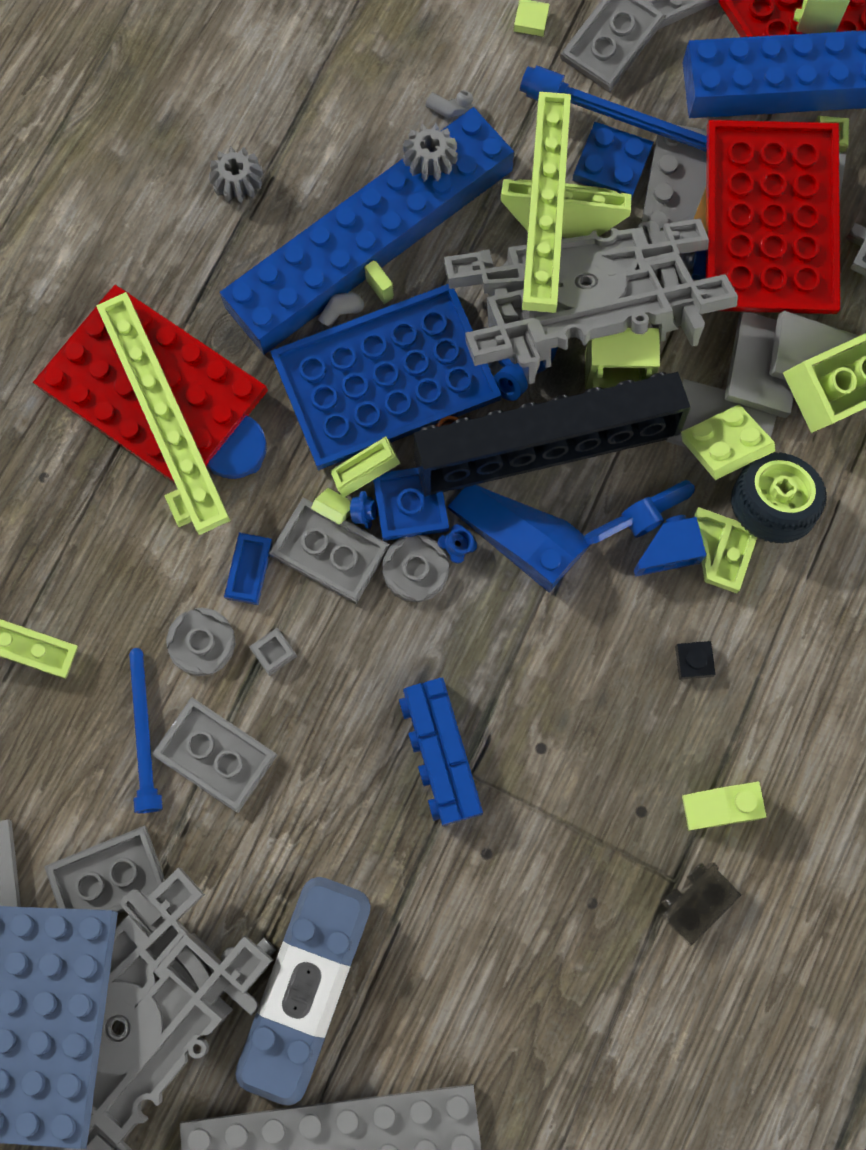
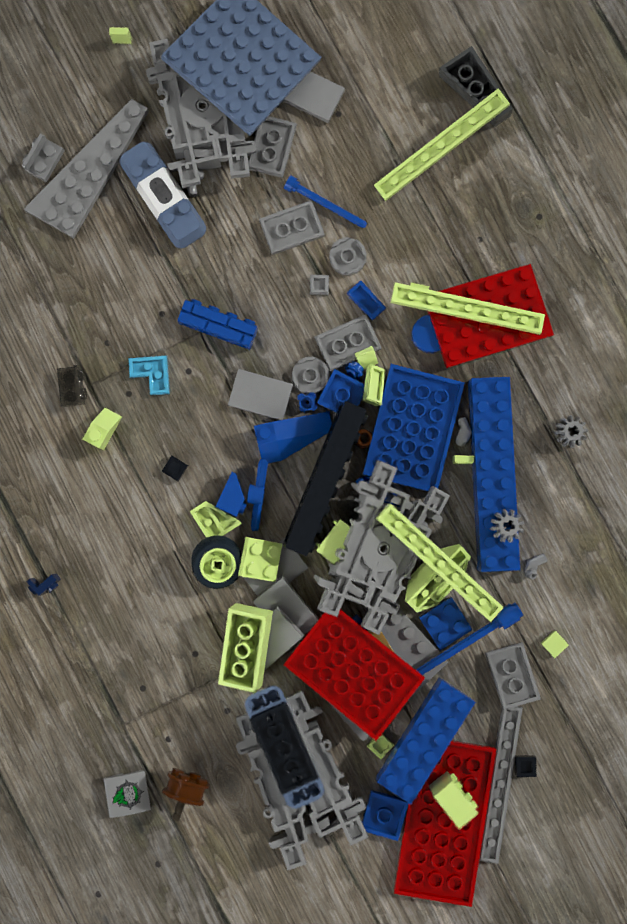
camera: 120 degrees right, 10 degrees up
(497, 617) = (260, 394): none -> light grey tile
(575, 800) = (153, 367): none -> medium azure tile

